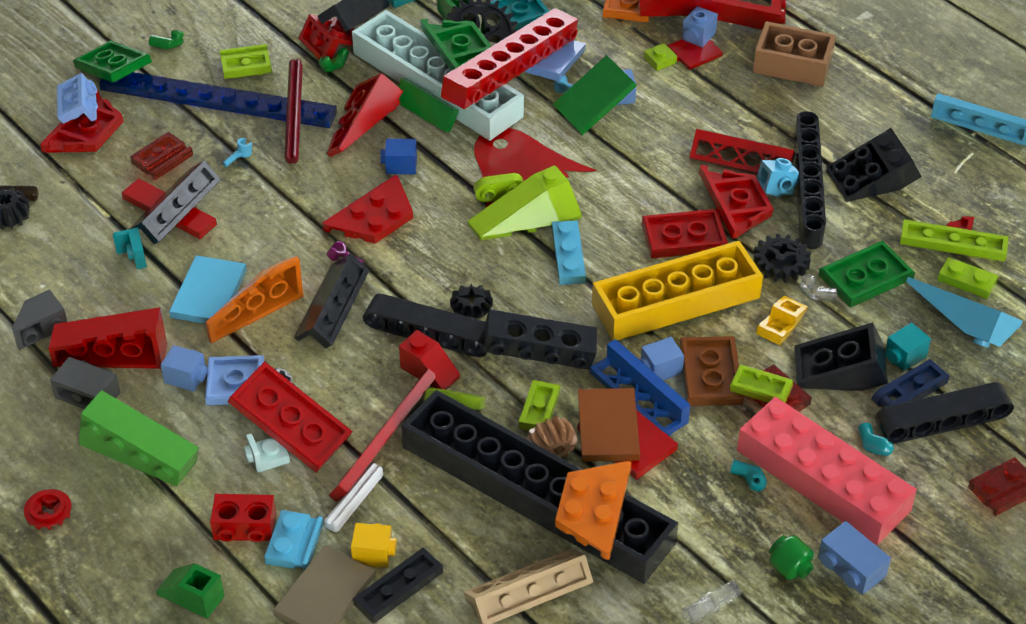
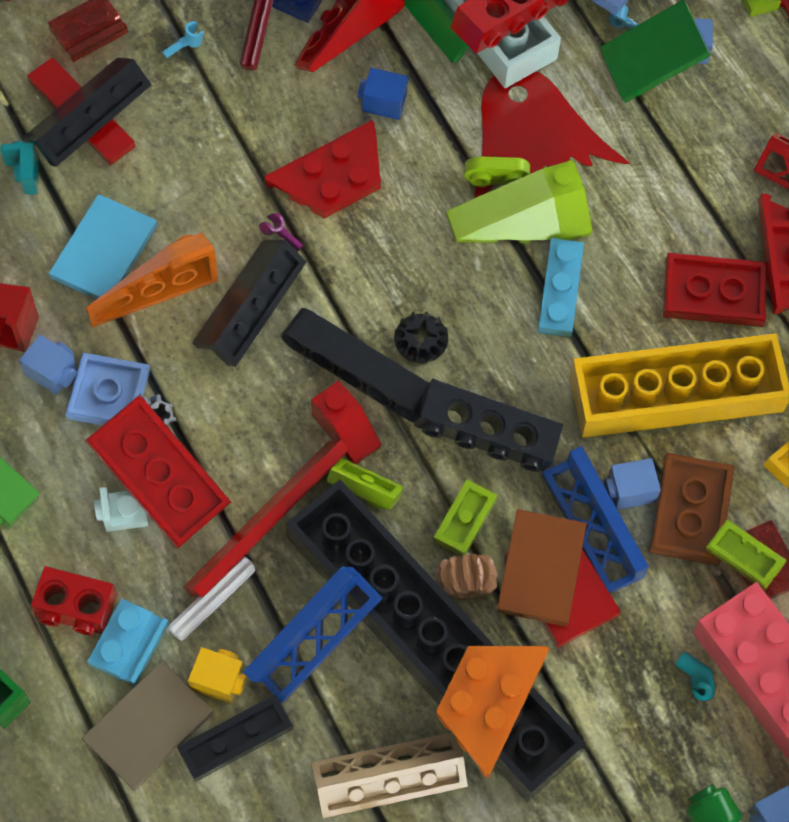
camera: 10 degrees right, 20 degrees up
(434, 488) = (299, 628): none -> blue fence

